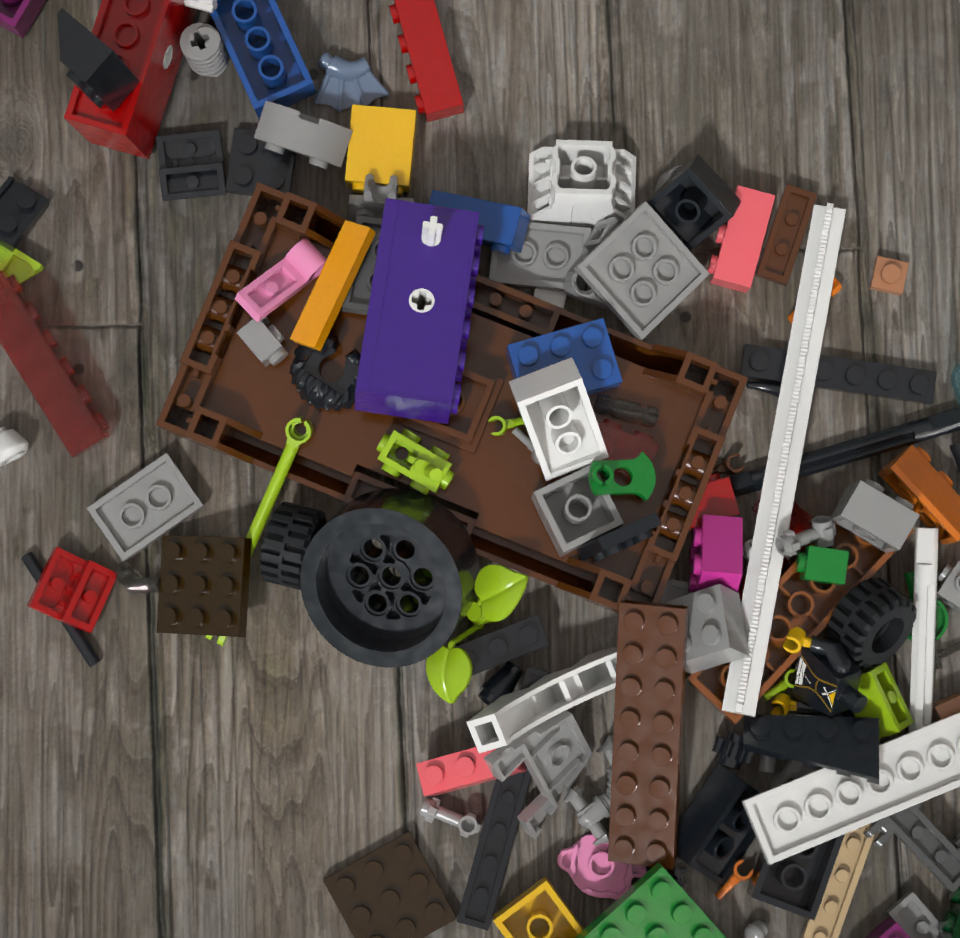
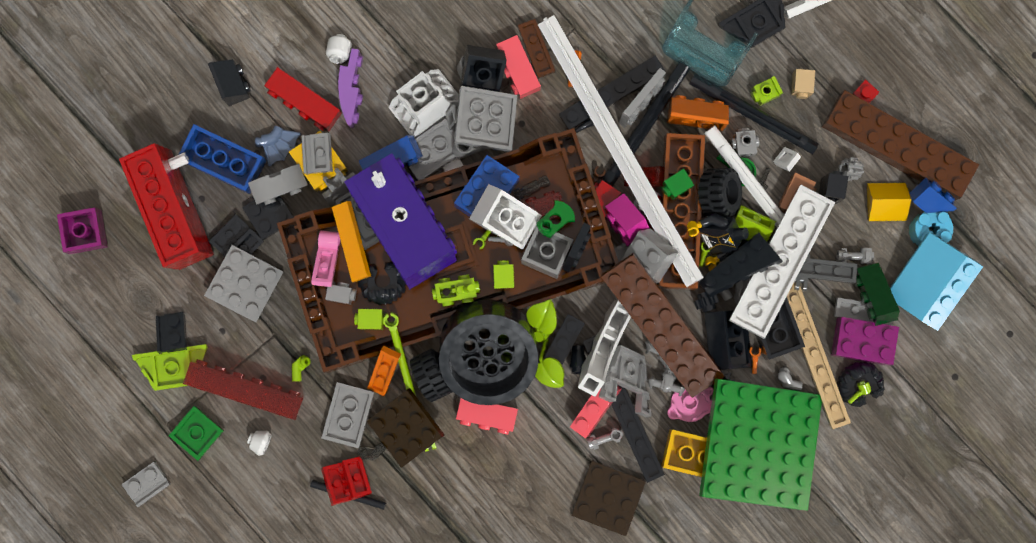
camera: 45 degrees left, 0 degrees up
(93, 64) = (160, 231): black slope -> none
(135, 391) = (298, 366): none -> lime arm
(154, 227) = (243, 283): none -> light grey plate
(204, 50) = (191, 184): light grey piece -> none
(237, 488) = (384, 370): none -> orange plate
(272, 406) = (369, 319): none -> lime brick
(333, 670) = (487, 416): none -> coral brick
(386, 136) = (317, 153): none -> light grey plate
(491, 95) = (349, 95): none -> medium lavender slope
(493, 493) = (503, 275): none -> lime brick
(528, 25) = (338, 49): none -> white head
(821, 534) = (665, 171): light grey bar -> none
(872, 414) = (643, 98): none -> light grey plate
(875, 516) = (682, 143): light grey brick -> none
(888, 275) = (598, 29): nougat plate -> none

